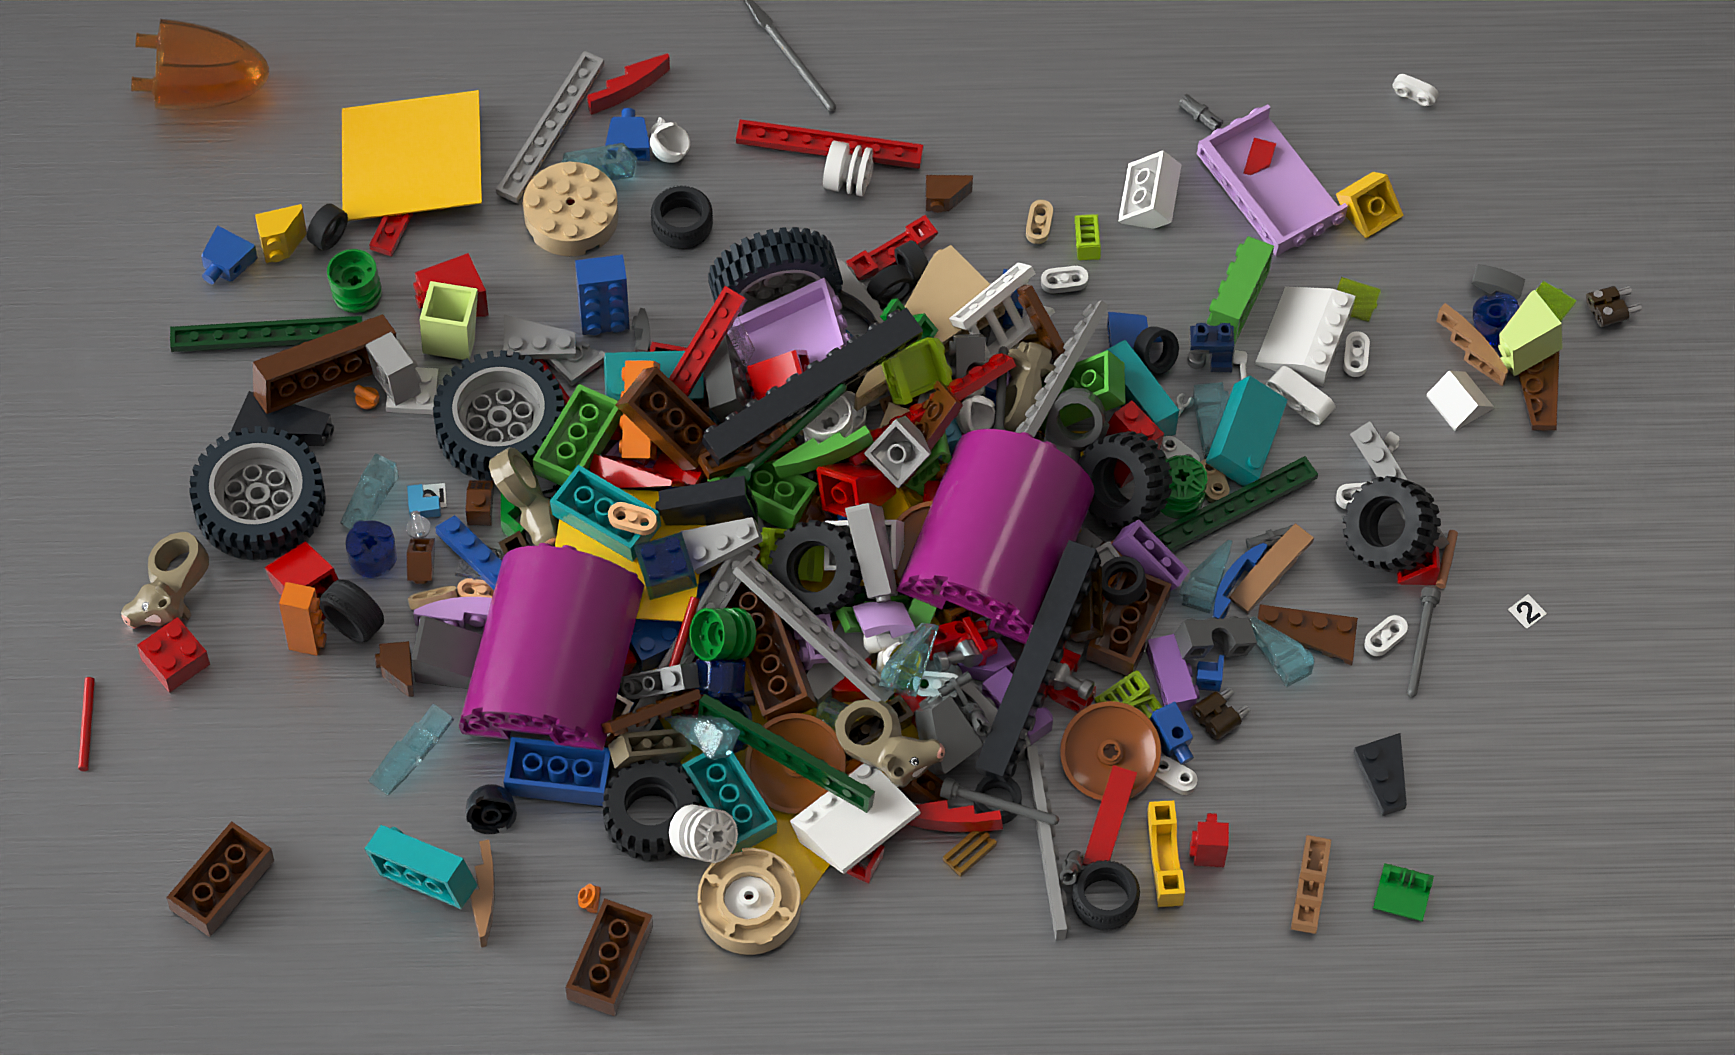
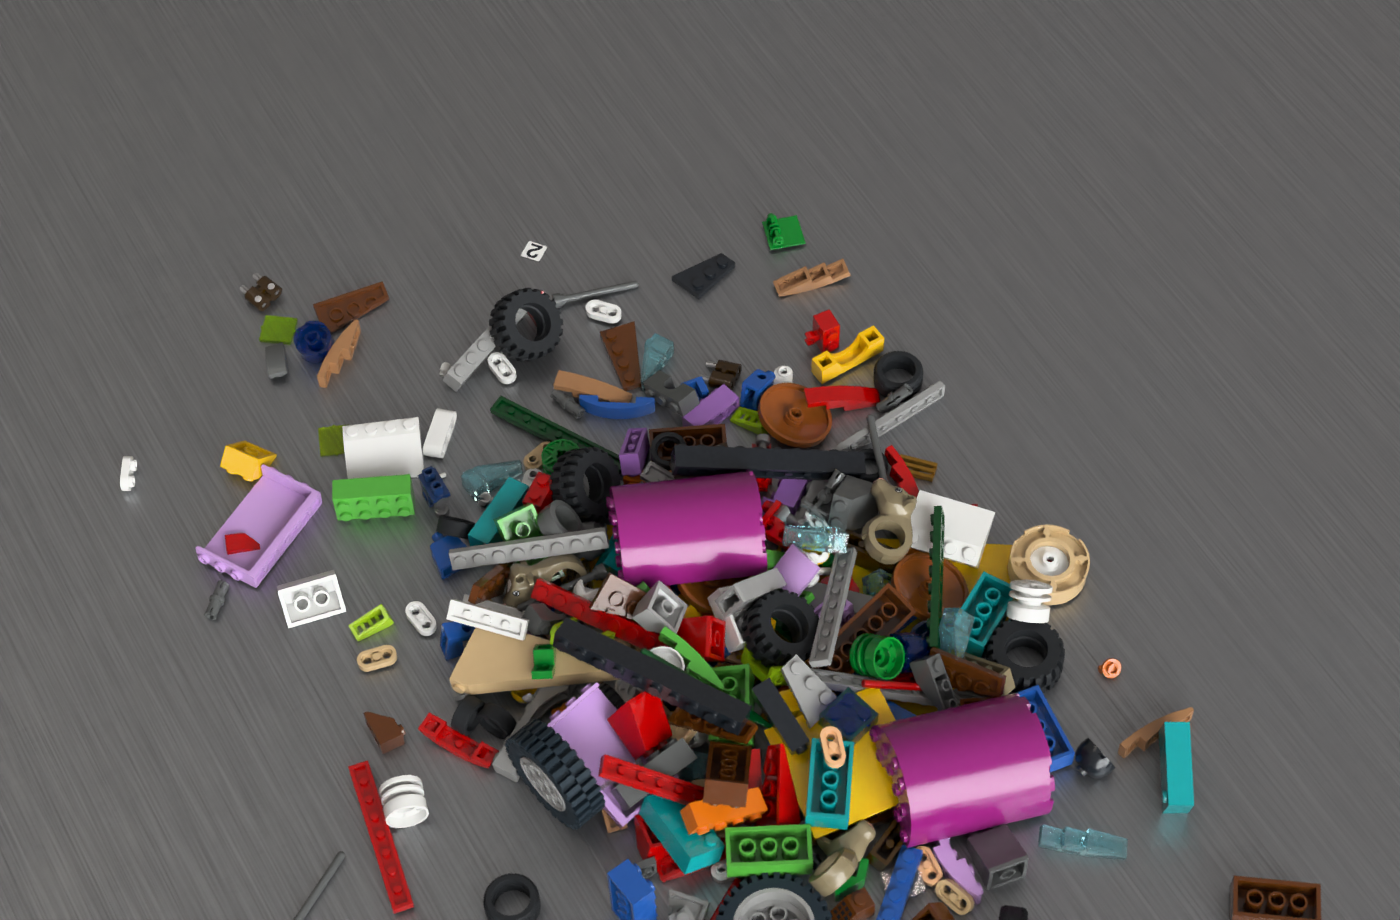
camera: 115 degrees left, 5 degrees down
(396, 665) = (1024, 889): reddish brown slope -> none
(609, 957) = (1147, 626): reddish brown brick -> none
(1127, 682) = (745, 429): lime slope -> none
(1205, 580) = (619, 421): clear light blue slope -> none
(1246, 431) = (493, 444): teal brick -> none
(1356, 356) = (385, 413): white plate -> none
(1459, 399) = (388, 345): white slope -> none
(1530, 335) = (323, 307): yellowish green slope -> none

